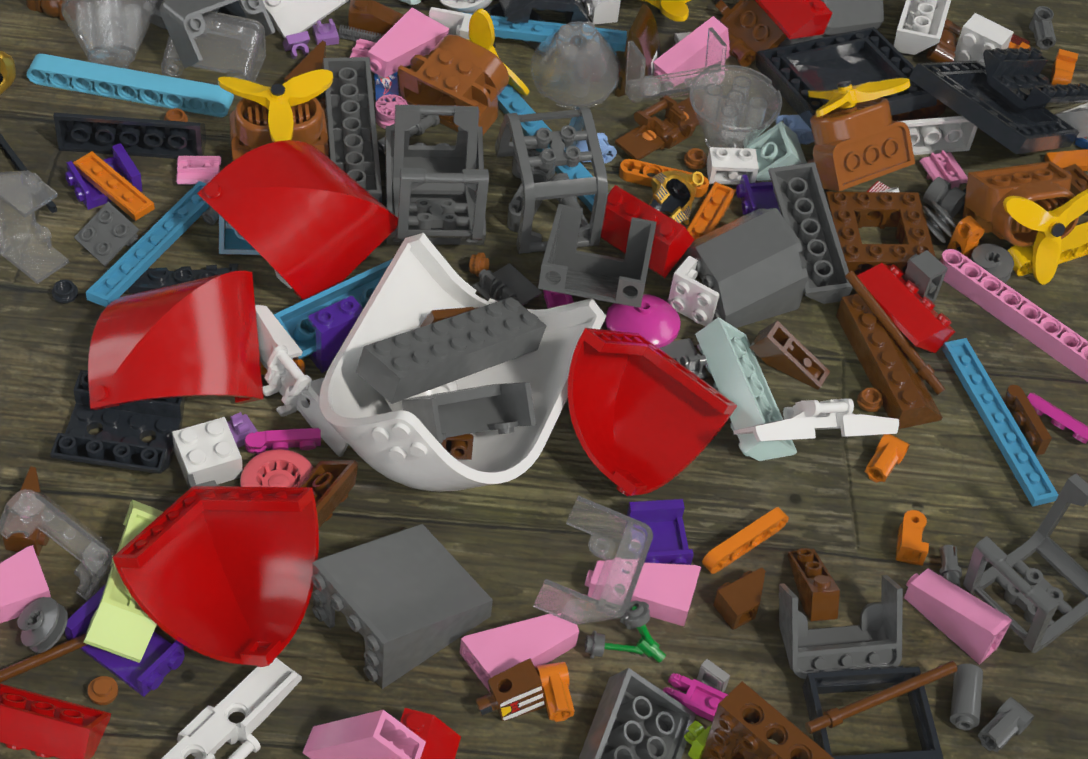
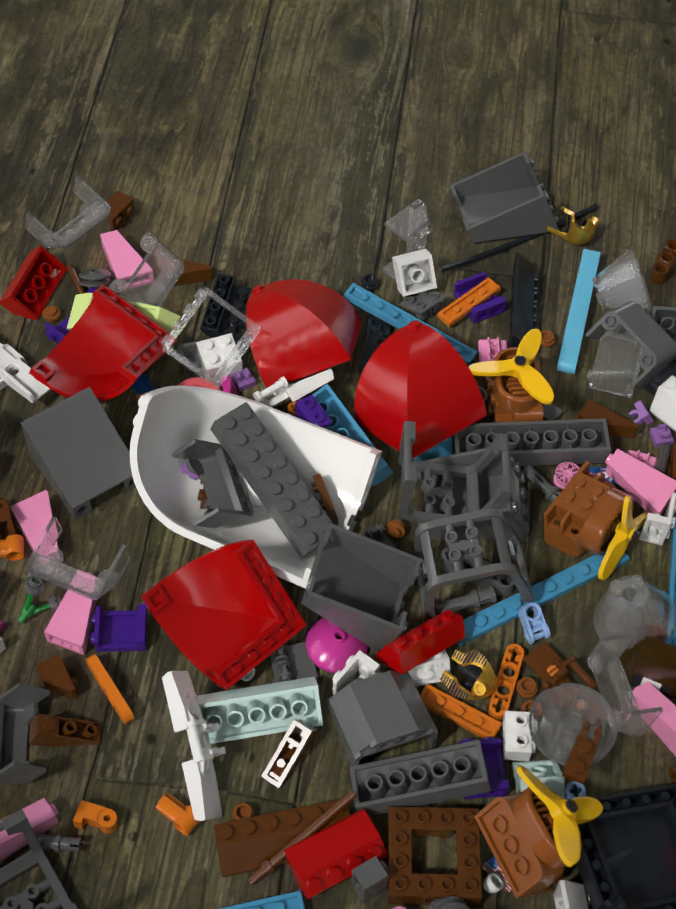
camera: 100 degrees right, 5 degrees up
(67, 230) = (414, 272): none -> white brick
(227, 410) = (234, 355): none -> clear window
(669, 159) = (526, 687): none -> dark orange plate
(768, 87) = (582, 755): none -> reddish brown hinge

